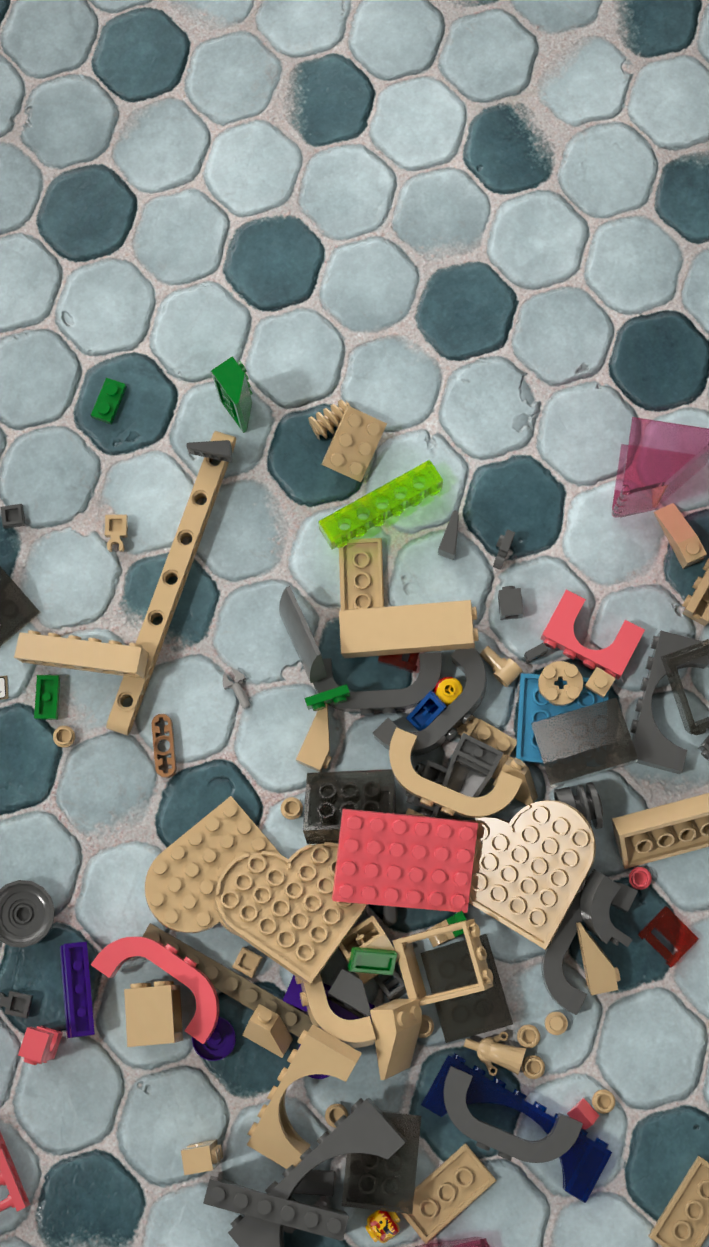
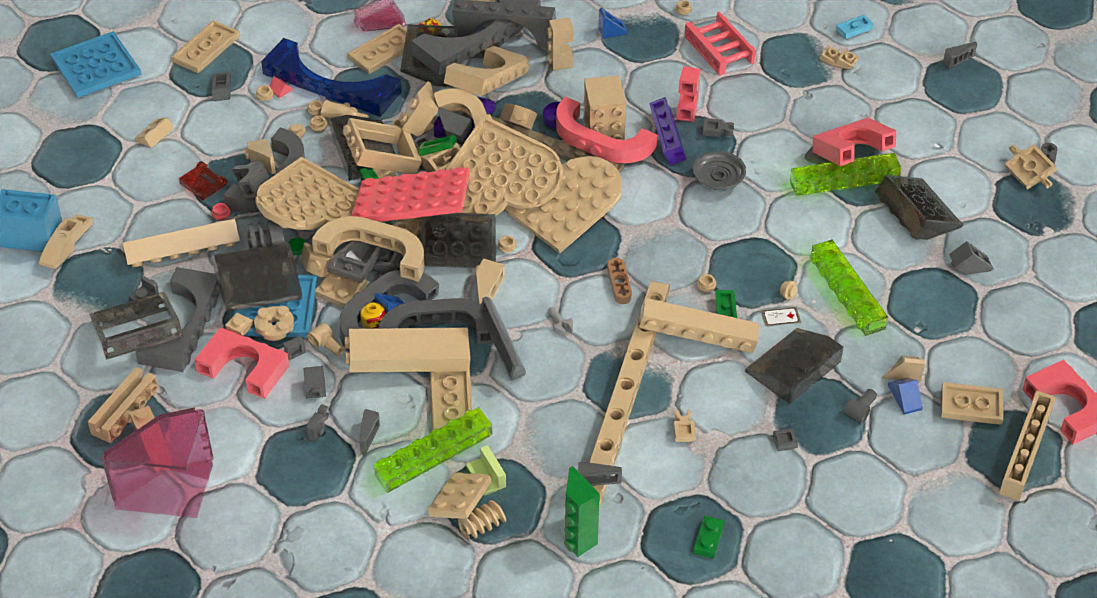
camera: 170 degrees right, 30 degrees down
(127, 1223) = (610, 25): none -> blue slope
(326, 484) = (488, 465): none -> yellowish green panel
(336, 695) = (473, 298): green plate -> none
(544, 1150) = (338, 57): dark grey arch -> none
(663, 1102) = (221, 86): none -> dark grey slope

